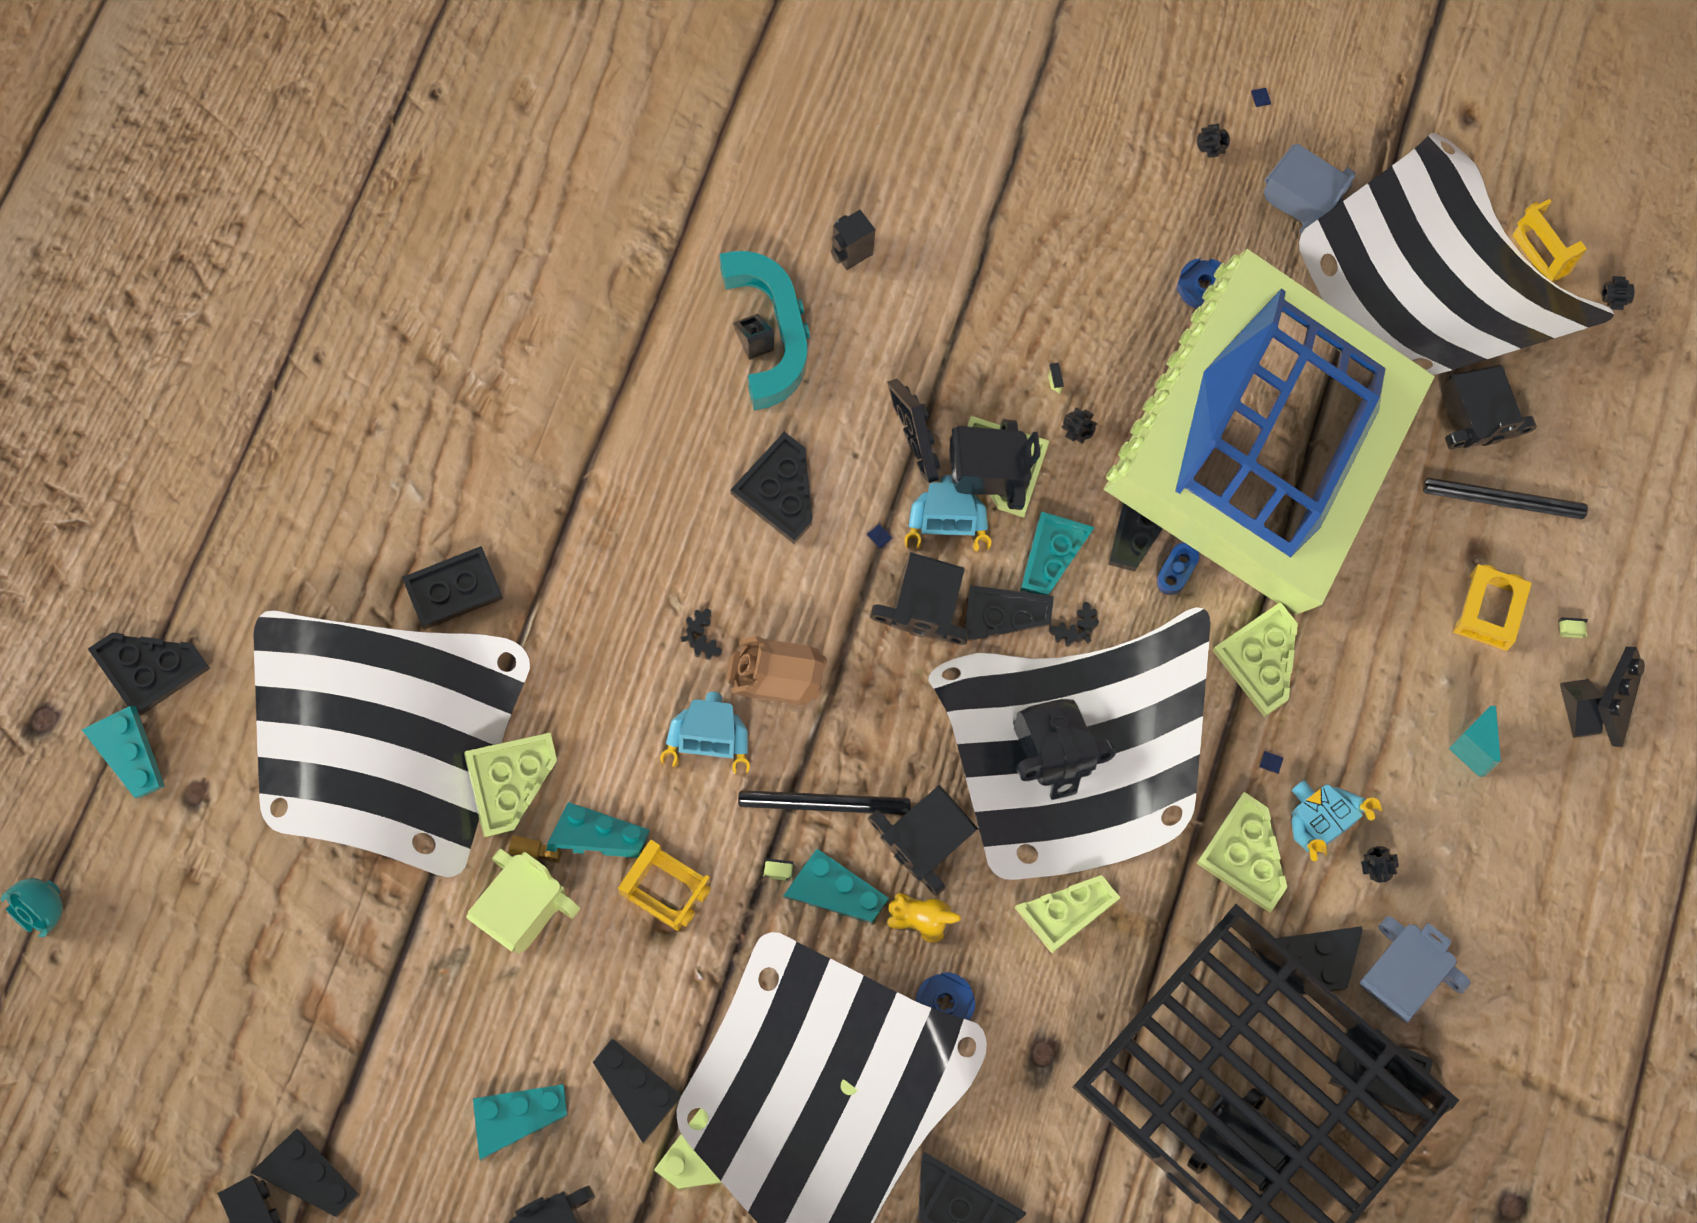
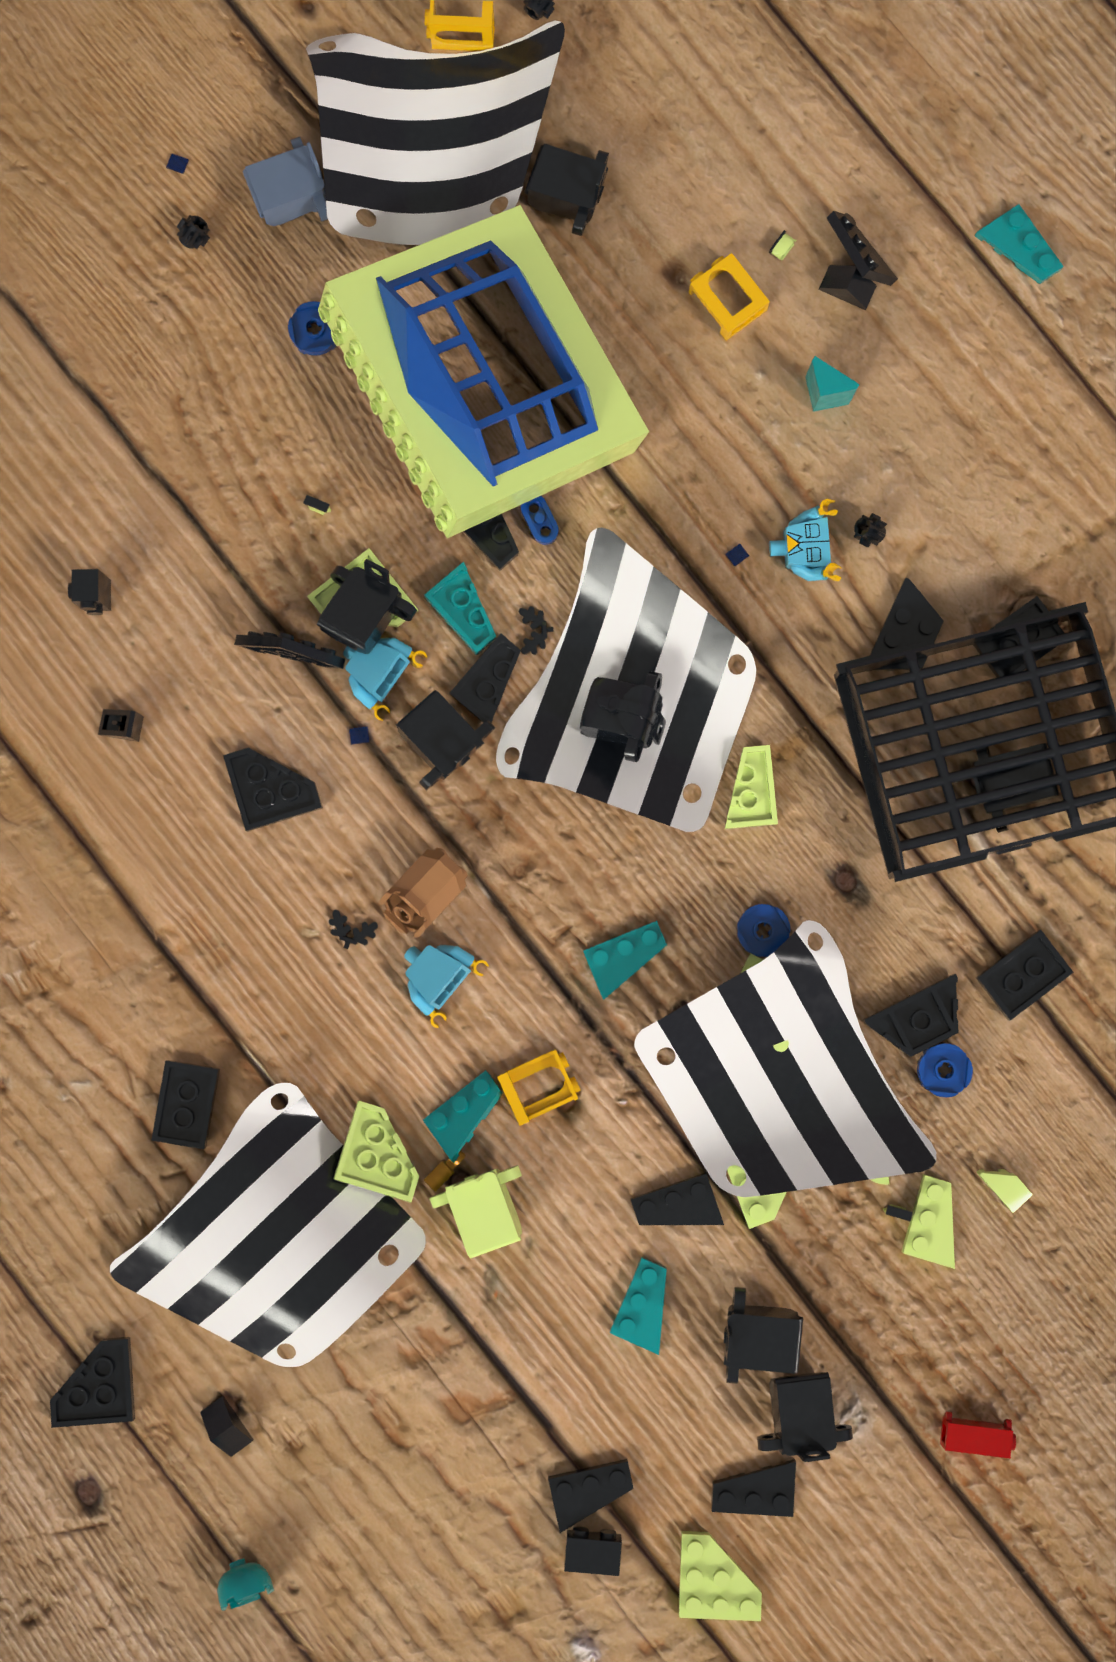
camera: 50 degrees left, 15 degrees up
(127, 751) = (159, 1442): teal wing -> none
(174, 802) = (225, 1427): none -> black slope
(763, 273) = (66, 685): teal arch -> none
(778, 869) = (579, 990): yellowish green piece -> none
(823, 802) = (549, 921): black axle -> none
(925, 916) = (690, 901): yellow animal -> none
(926, 835) = (630, 862): black piece -> none
(1079, 425) = (371, 515): black gear -> none
(1247, 854) = (796, 624): yellowish green plate -> none
(1262, 658) = (653, 504): yellowish green plate -> none
(1412, 969) = (965, 566): sand blue piece -> none
(1505, 498) = (647, 220): black axle -> none

